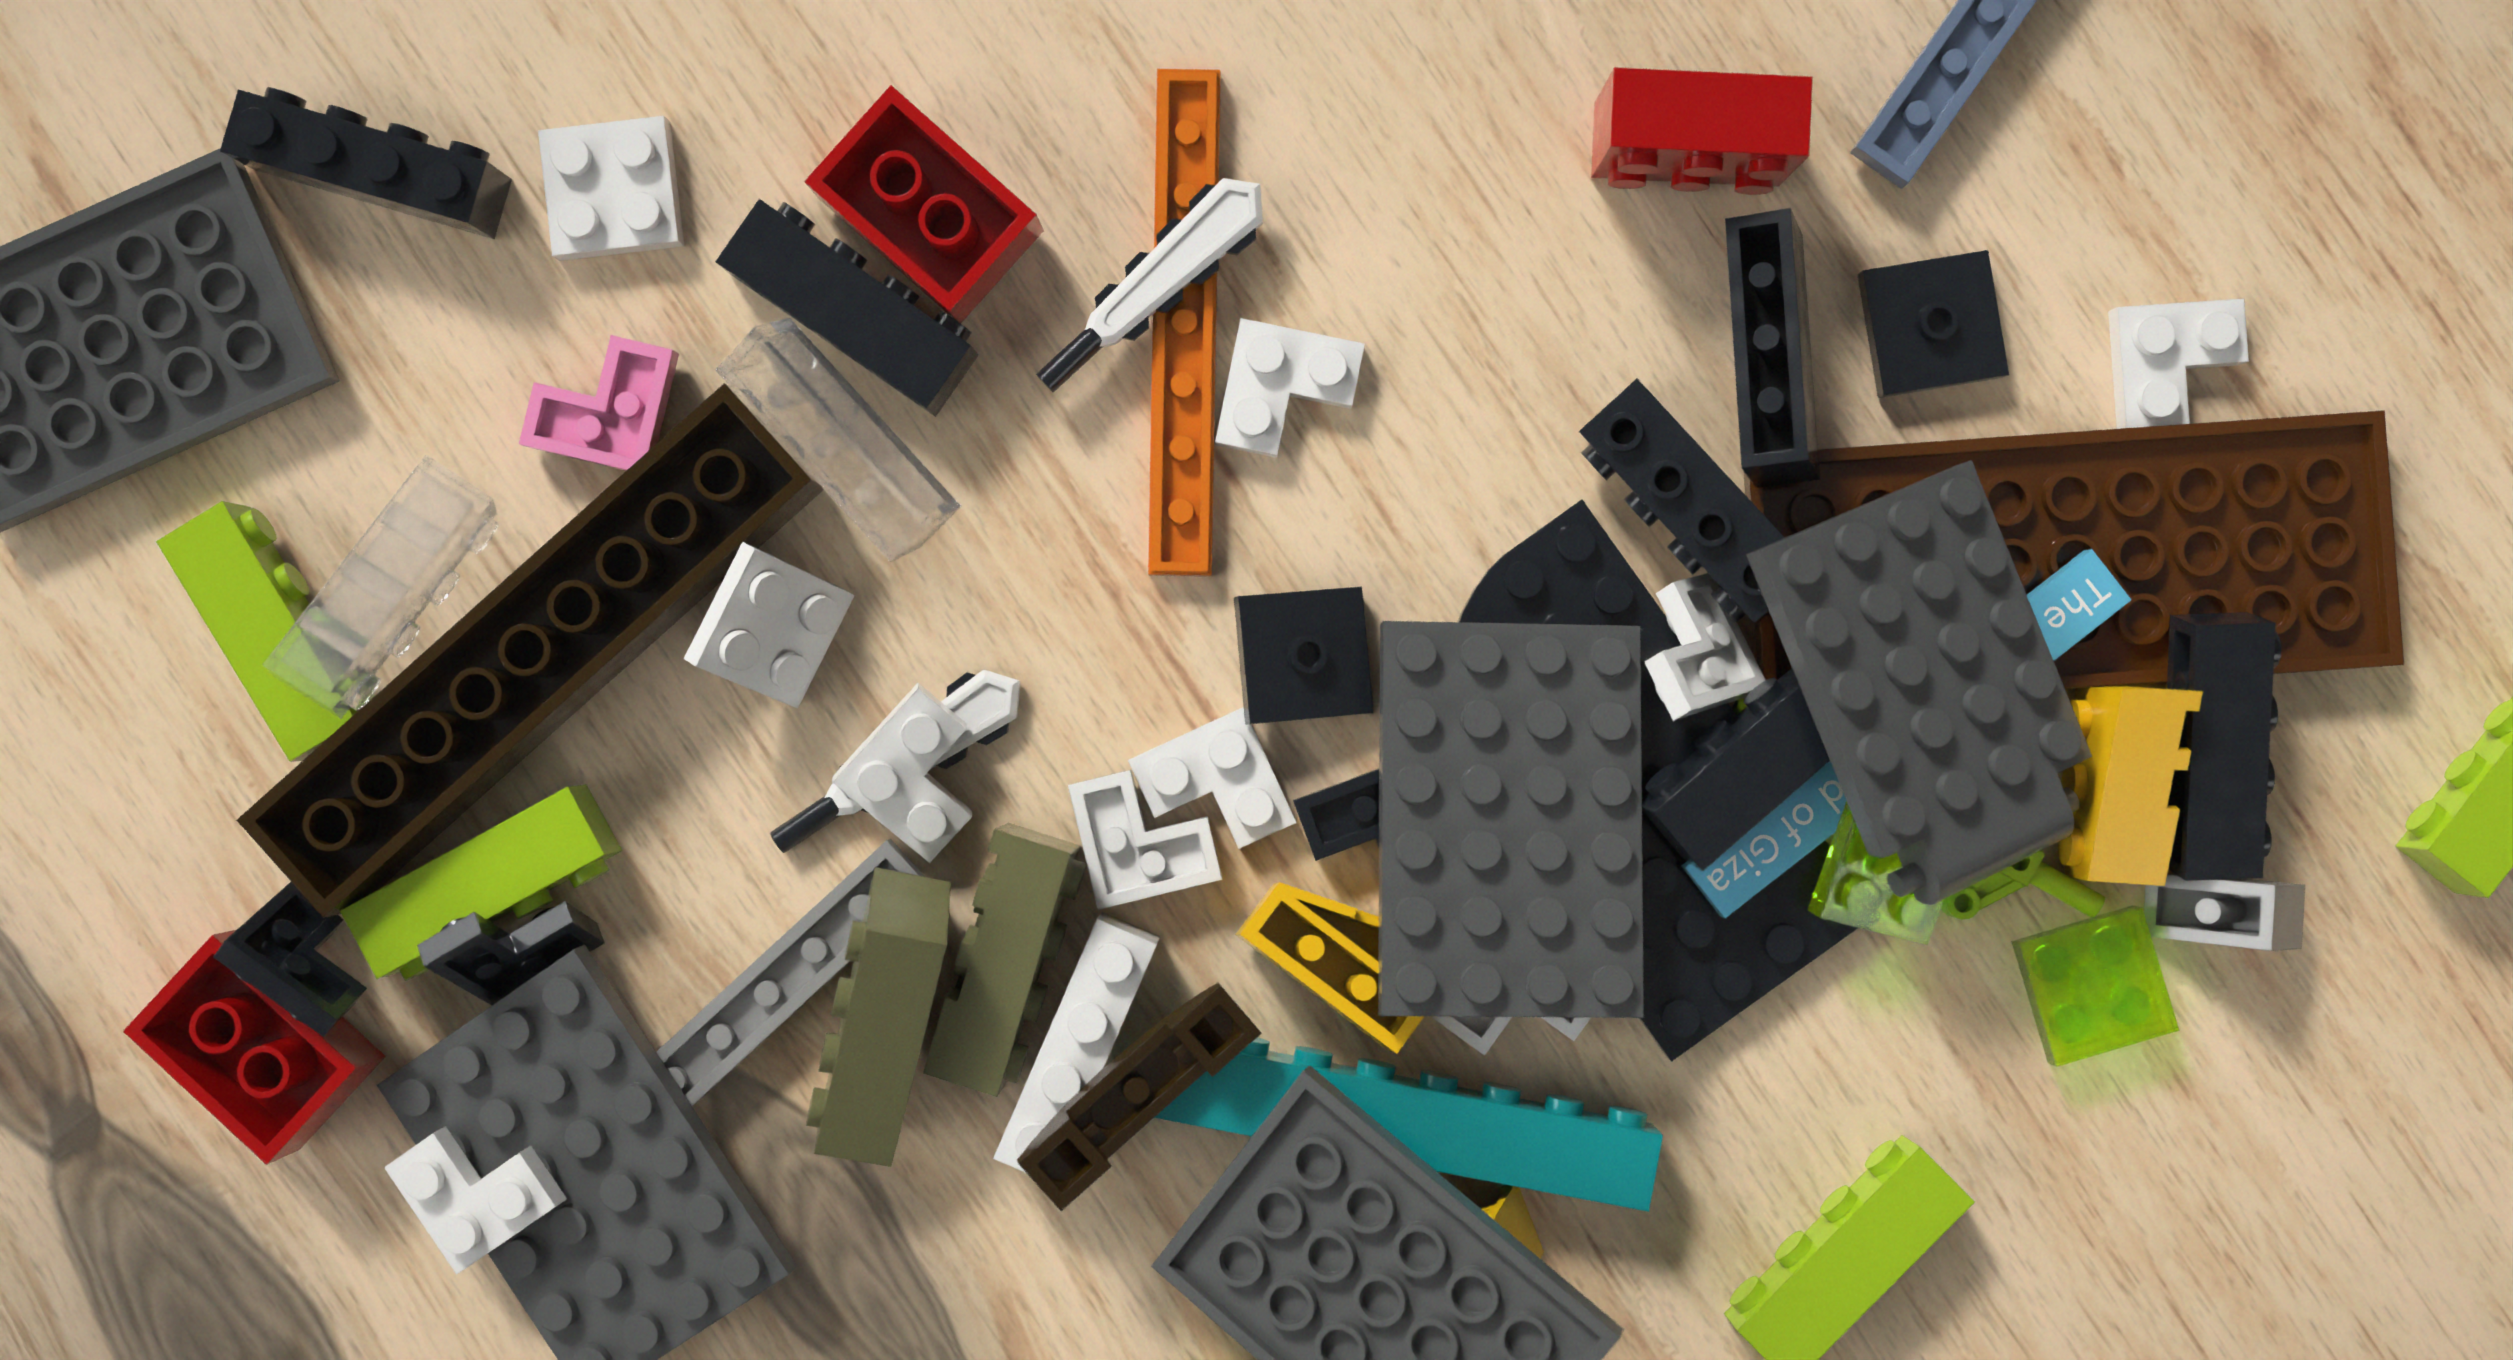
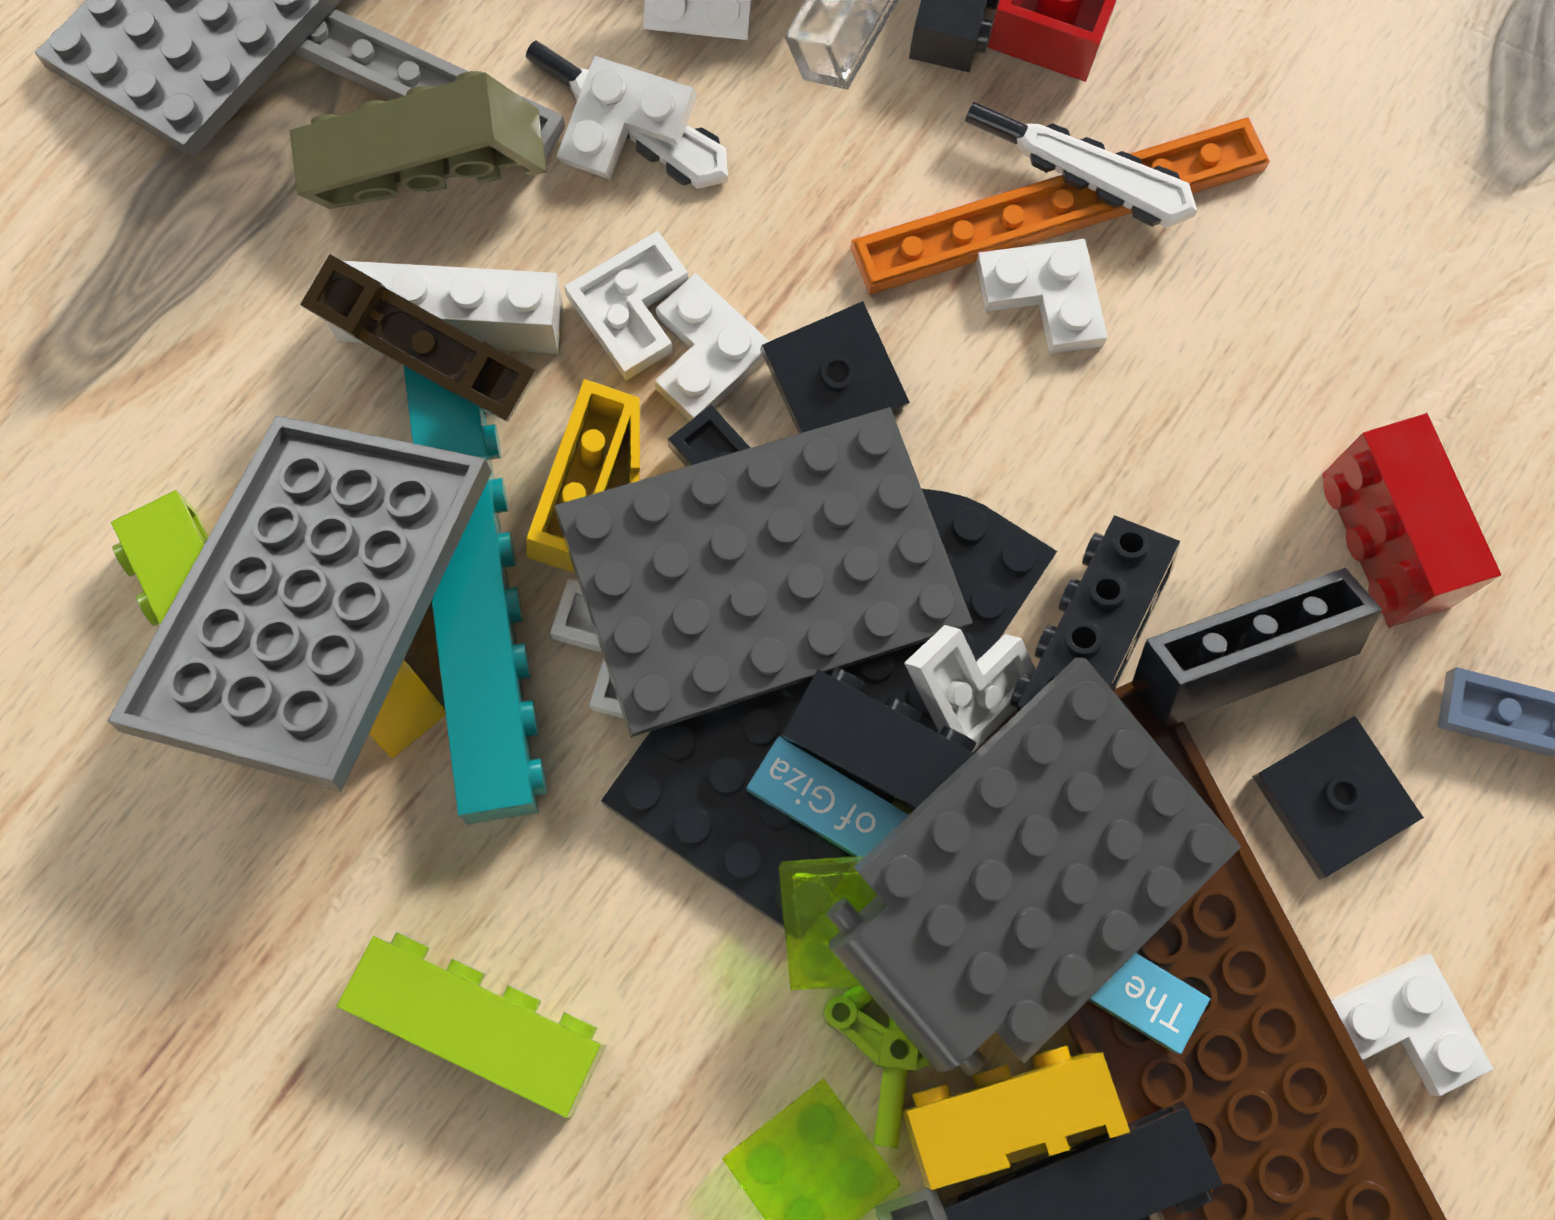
camera: 65 degrees right, 15 degrees down
(1004, 958) = (503, 223): olive wedge -> none

